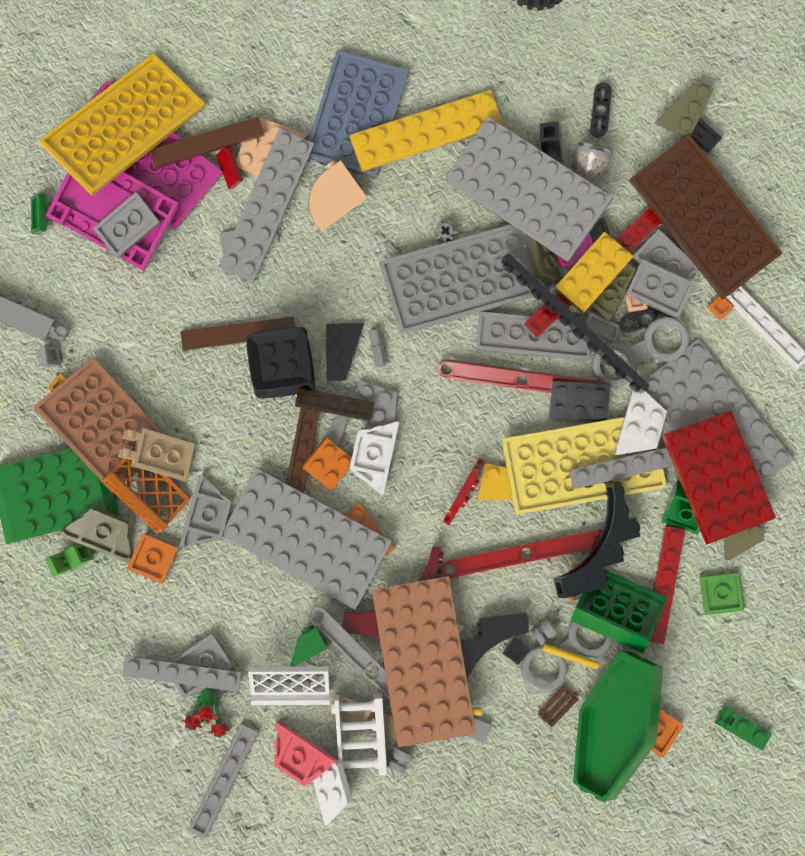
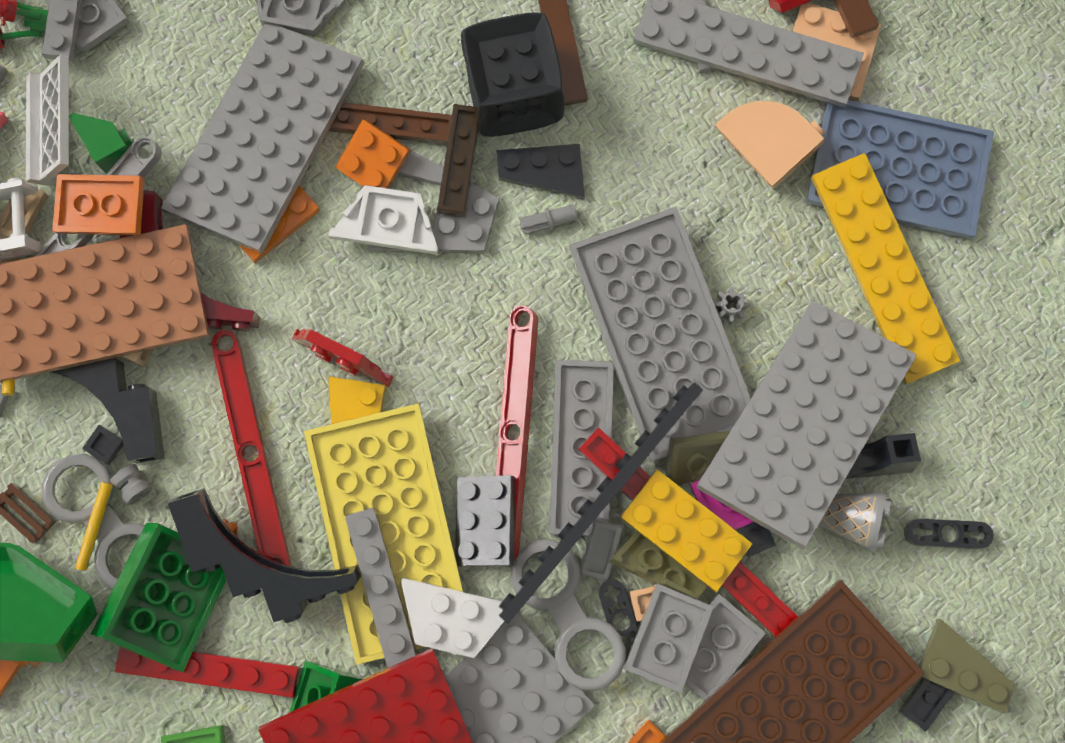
camera: 85 degrees right, 5 degrees down
(356, 647) = (98, 204): none -> orange plate

